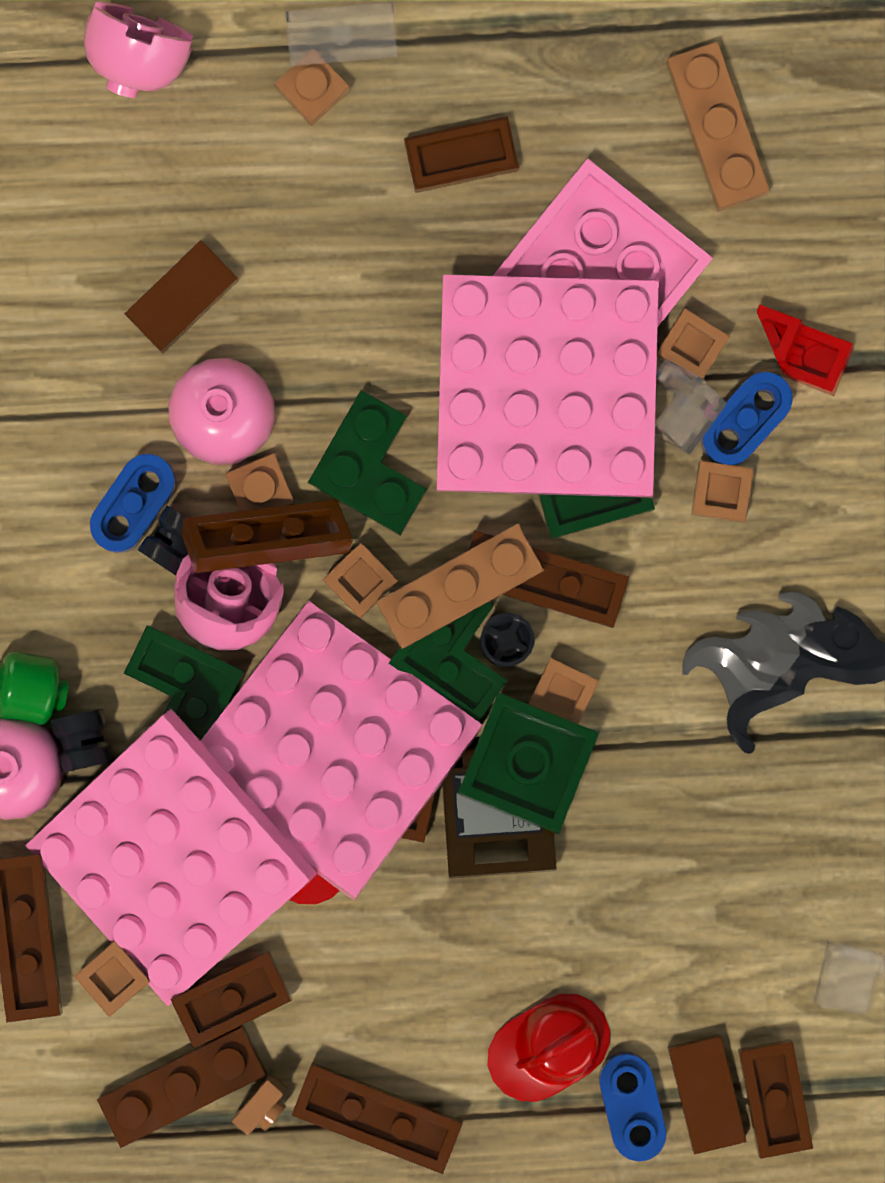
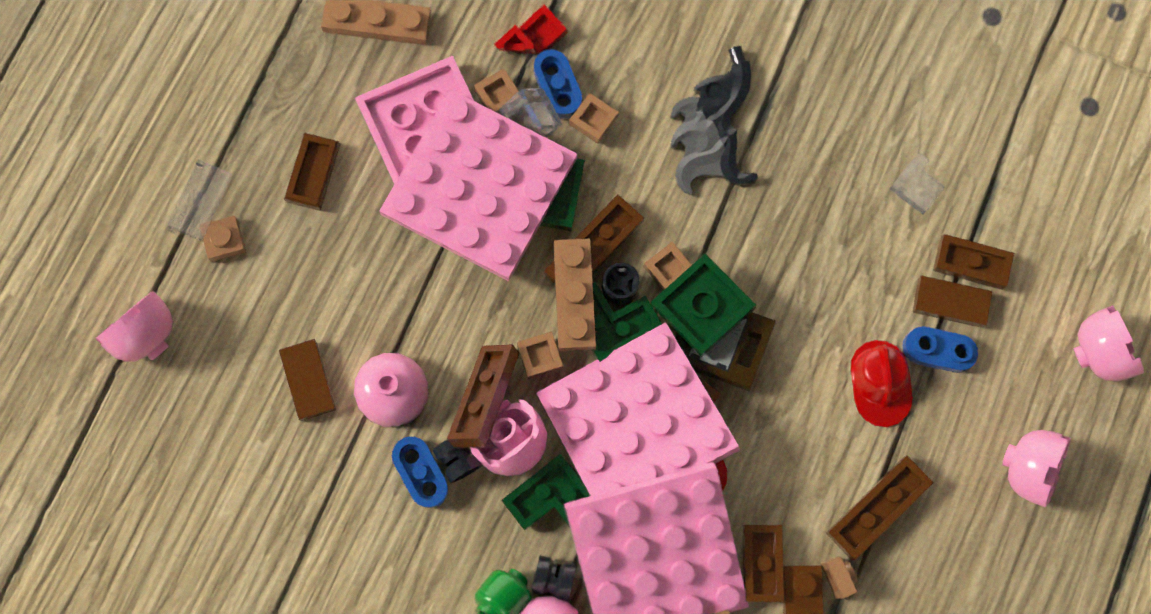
camera: 70 degrees left, 10 degrees down
(260, 485) = (448, 388): medium nougat plate -> none
(354, 468) = (469, 326): dark green plate -> none

